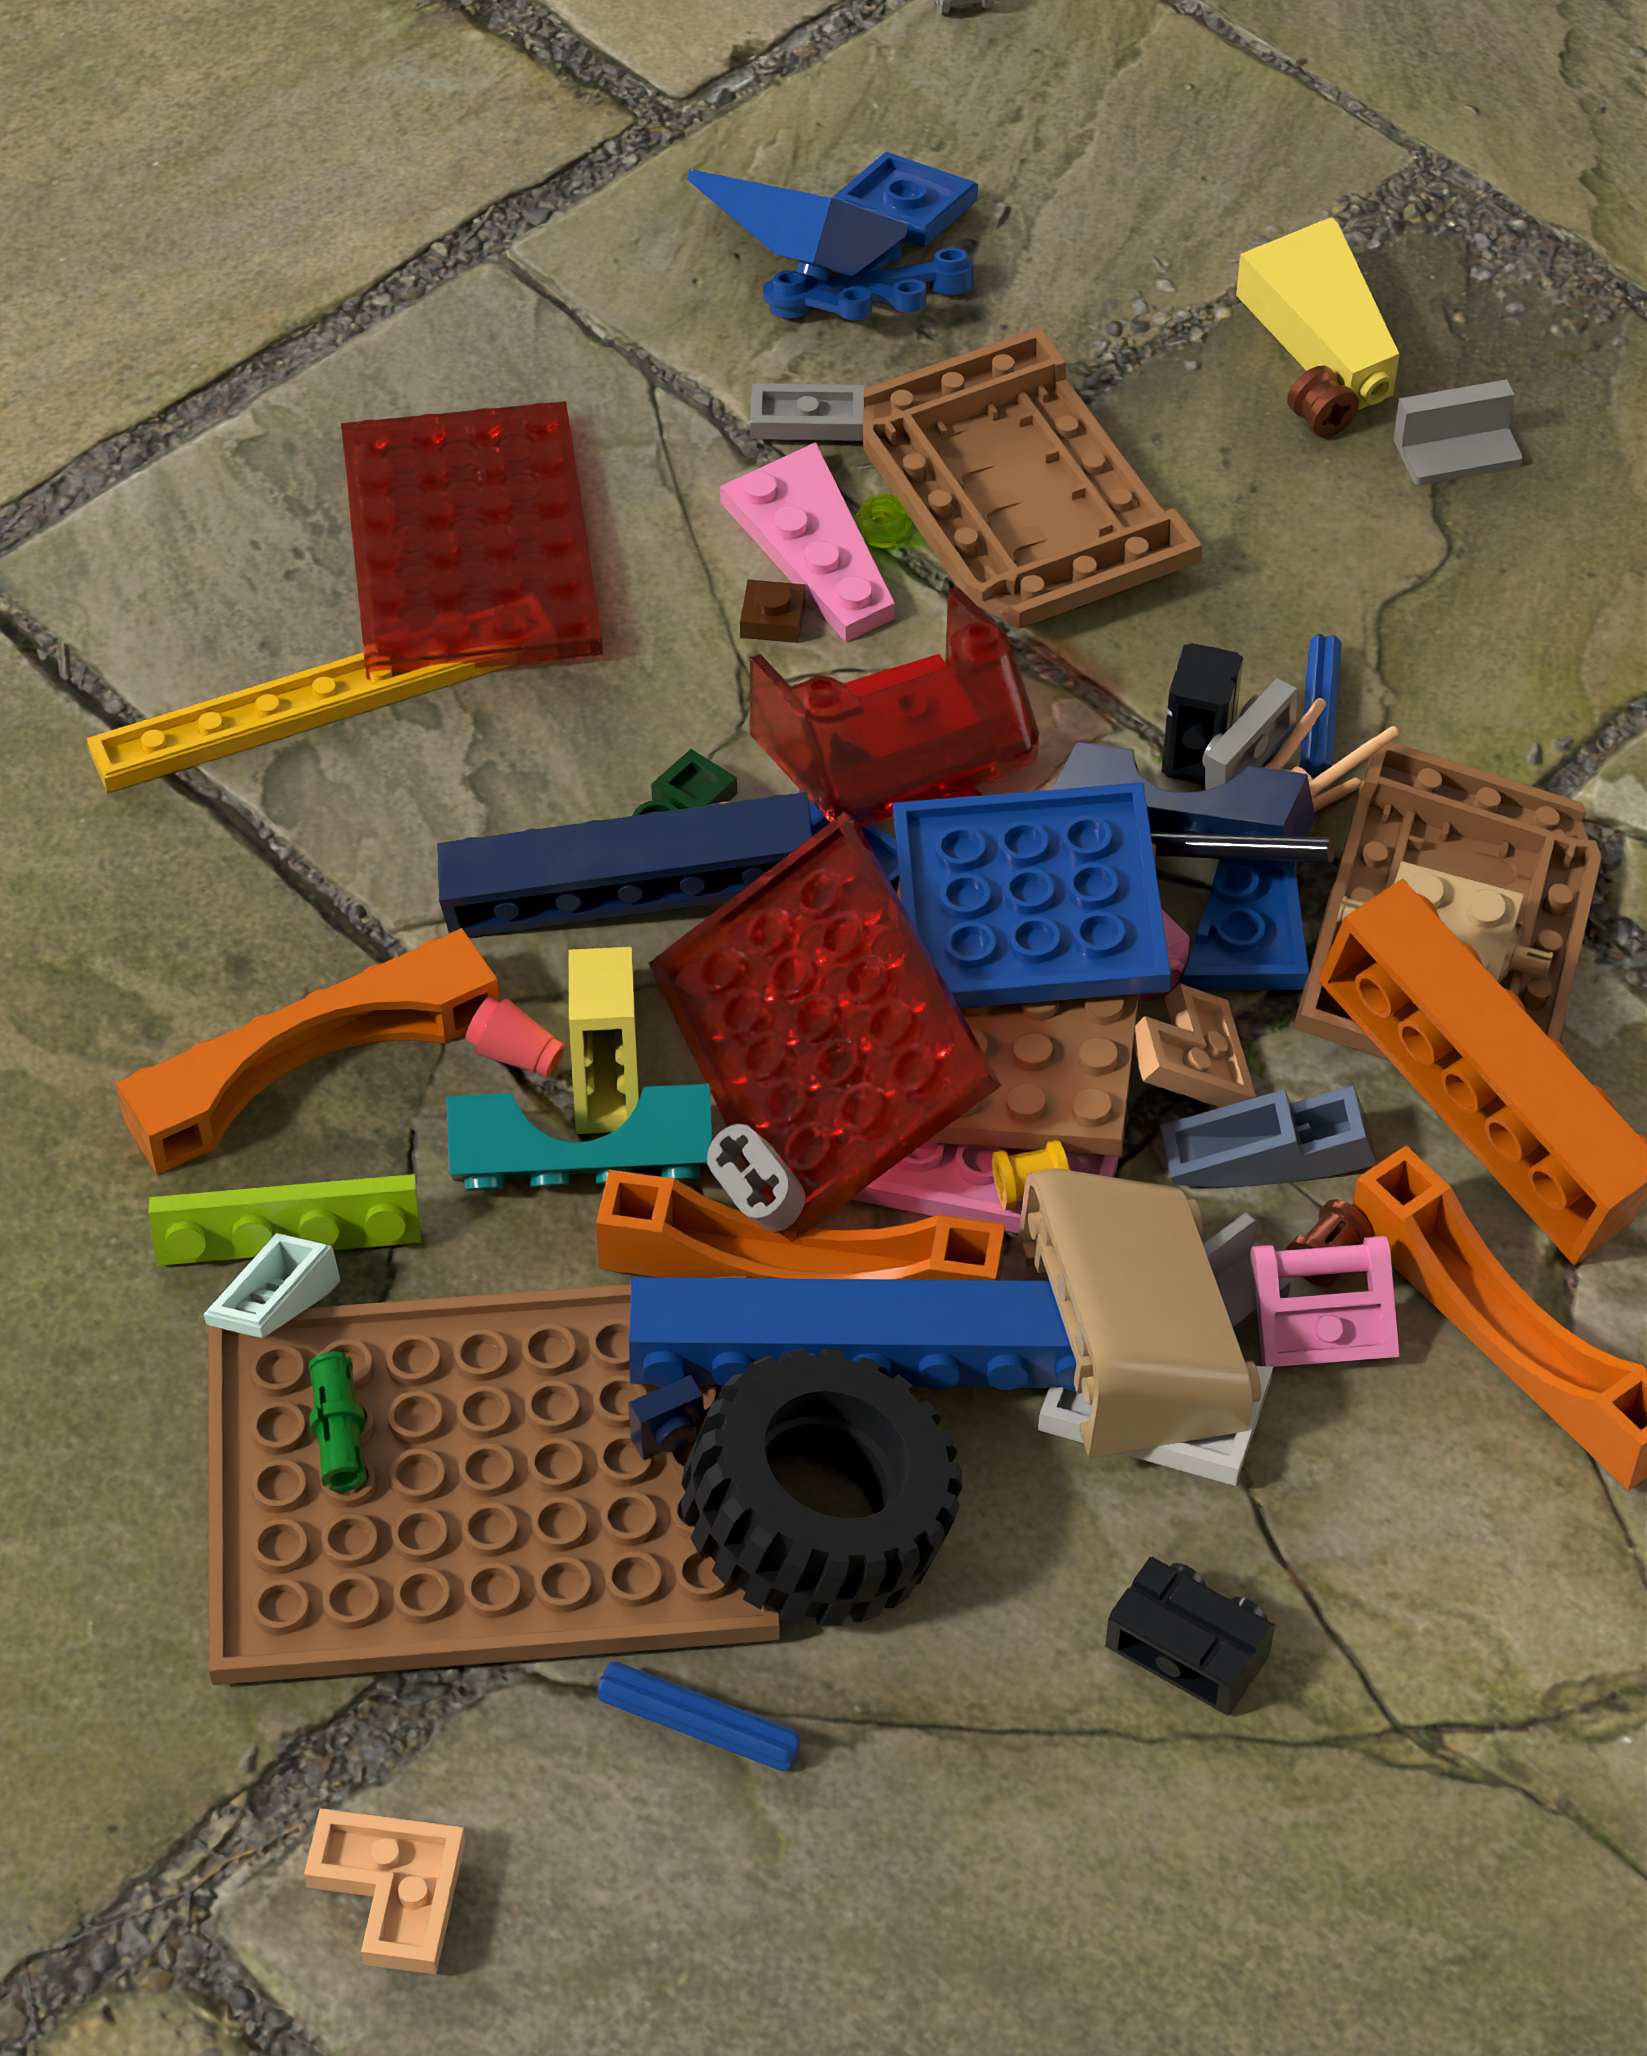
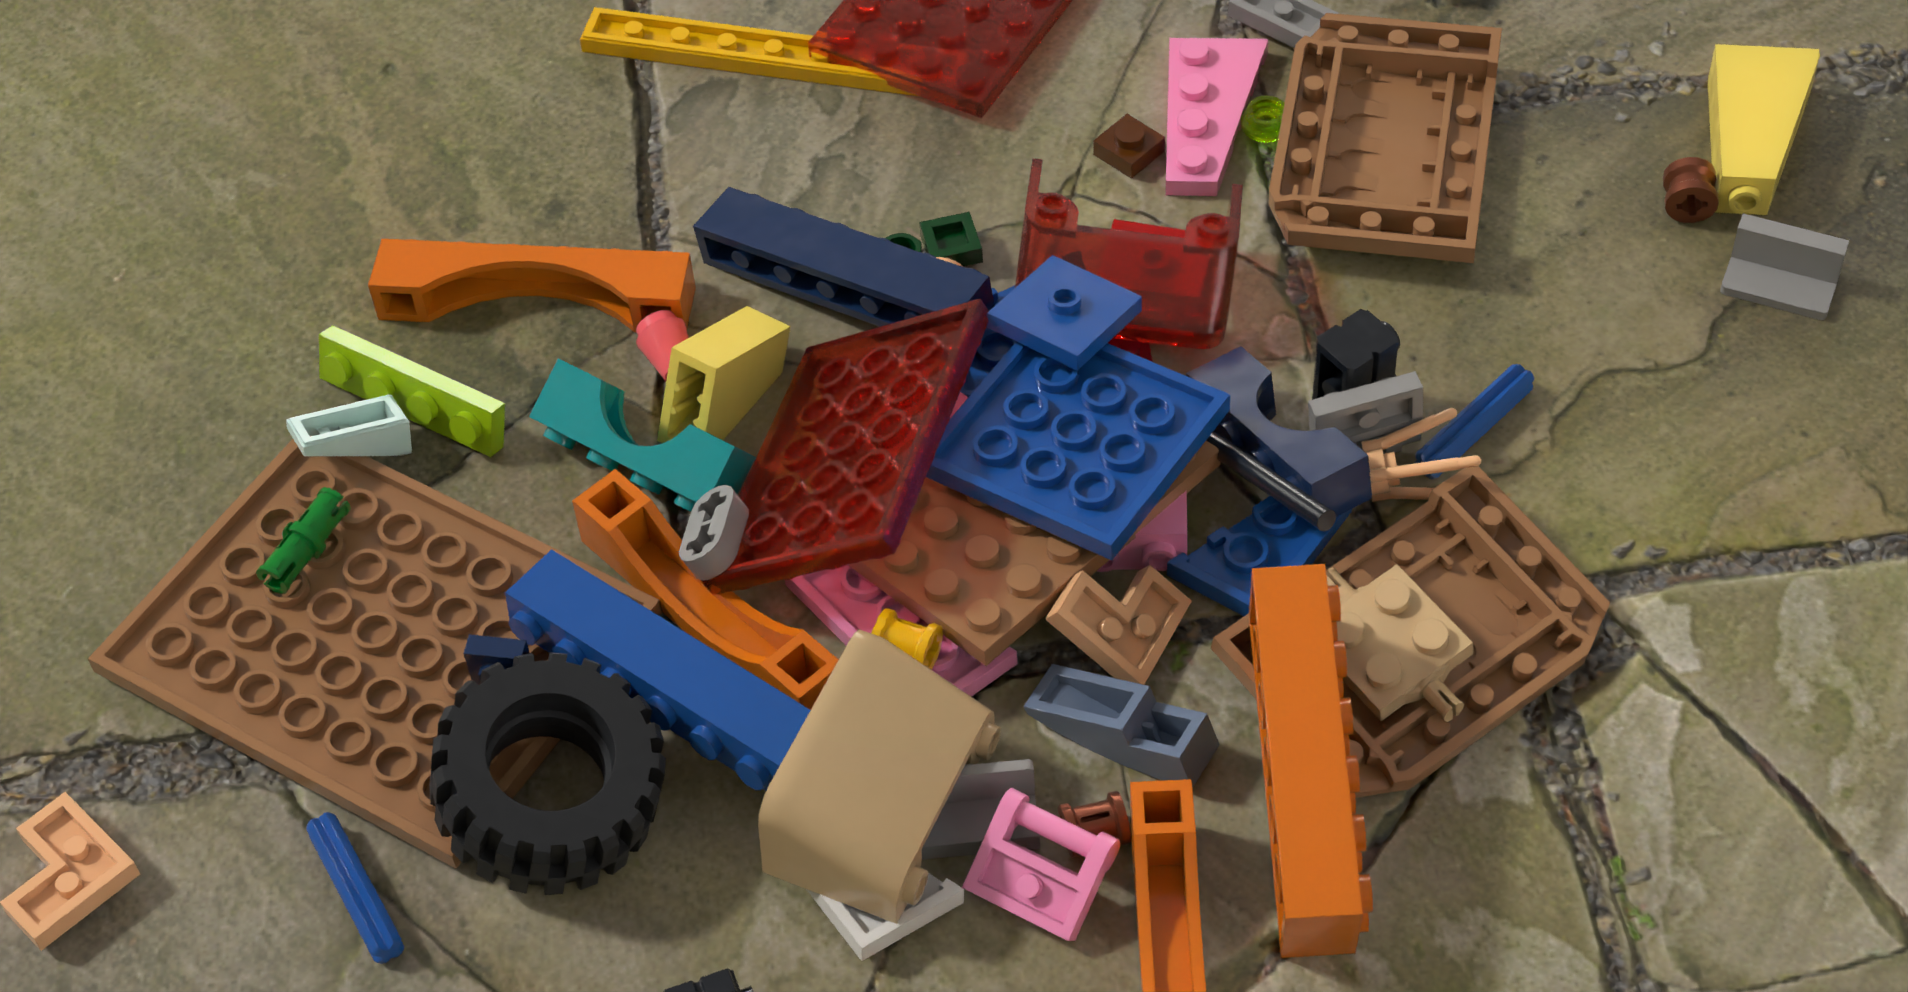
camera: 40 degrees right, 0 degrees up
(922, 786) = (1064, 312): none -> blue plate

